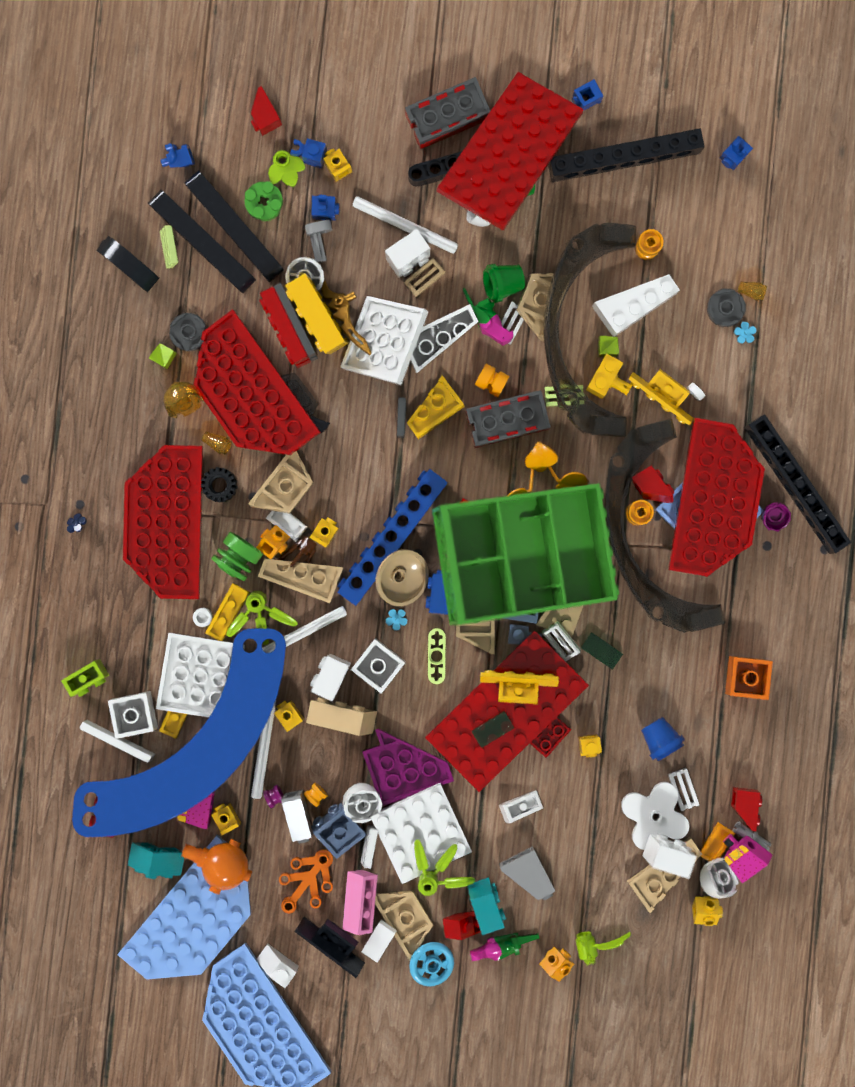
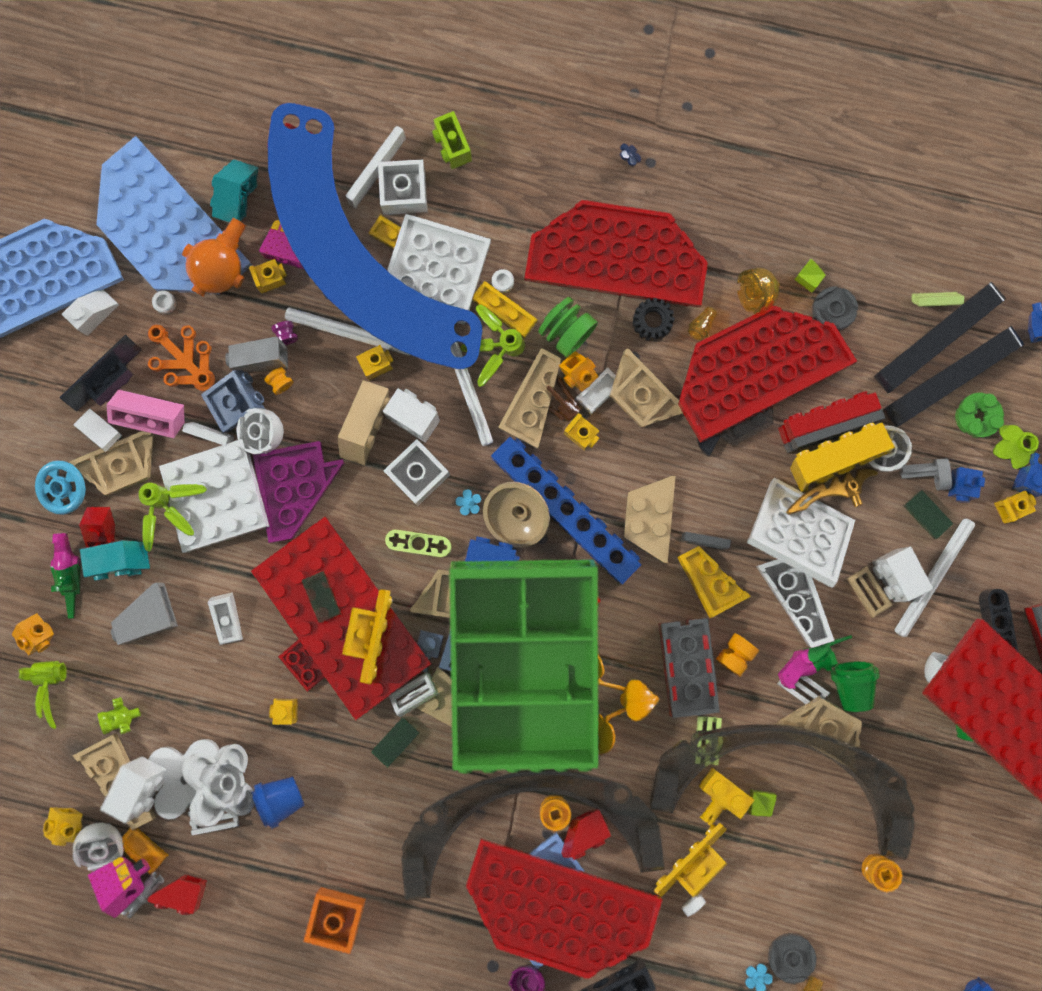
camera: 100 degrees right, 5 degrees down
(127, 263) = (922, 250): black arch -> none
(260, 904) = (164, 302): none -> white tile
(353, 235) = (928, 514): none -> clear green tile
(388, 465) = (650, 517): none -> tan wing
(614, 881) = (118, 718): none -> lime piece
(626, 155) = (994, 860): black brick -> none
(629, 306) = (809, 840): white wedge -> none
(656, 788) = (218, 785): none -> white plant

